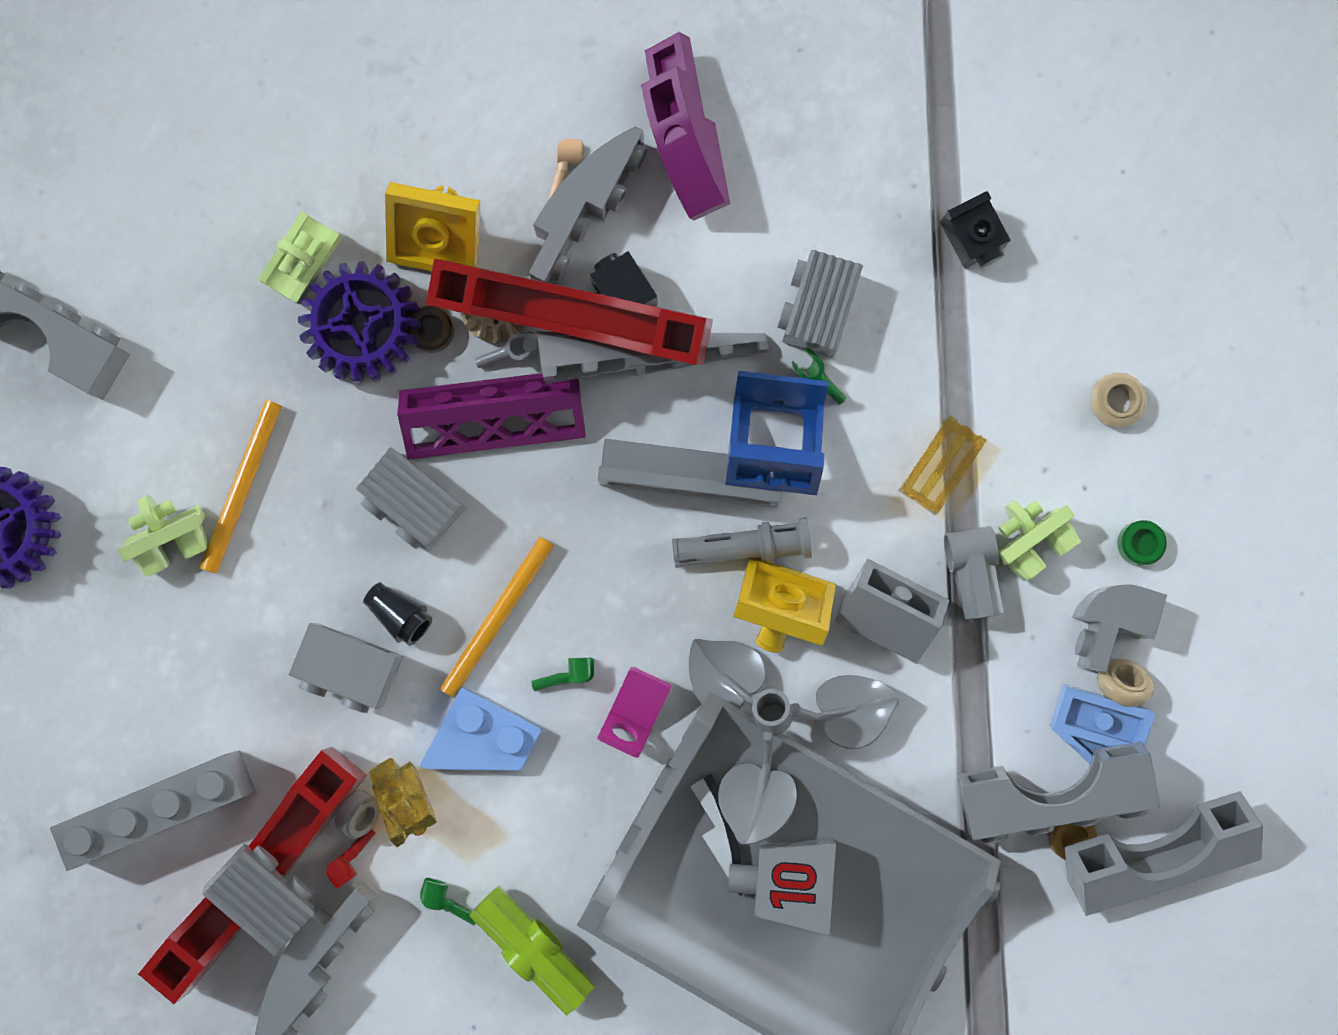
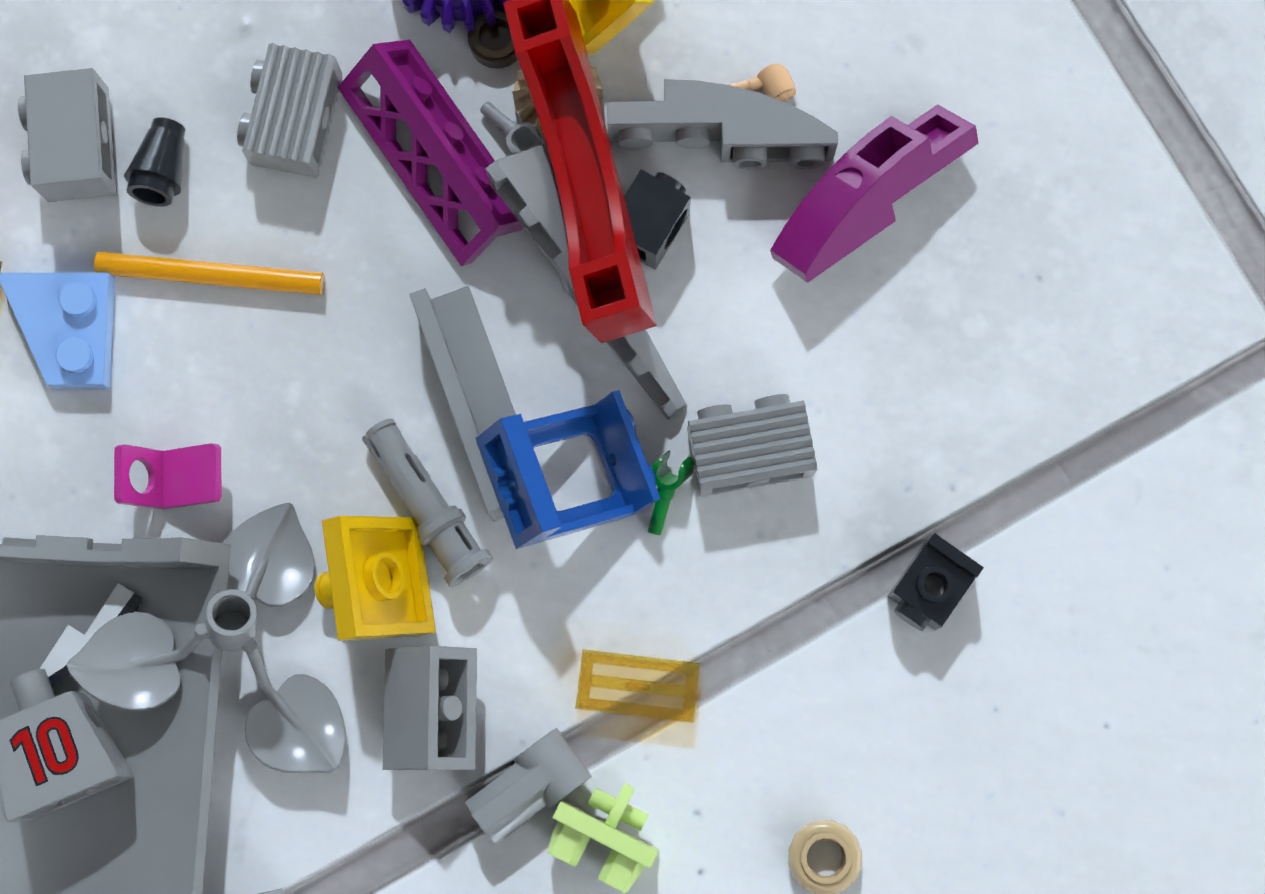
camera: 70 degrees right, 5 degrees down
(579, 671) = (192, 393): green hand -> none

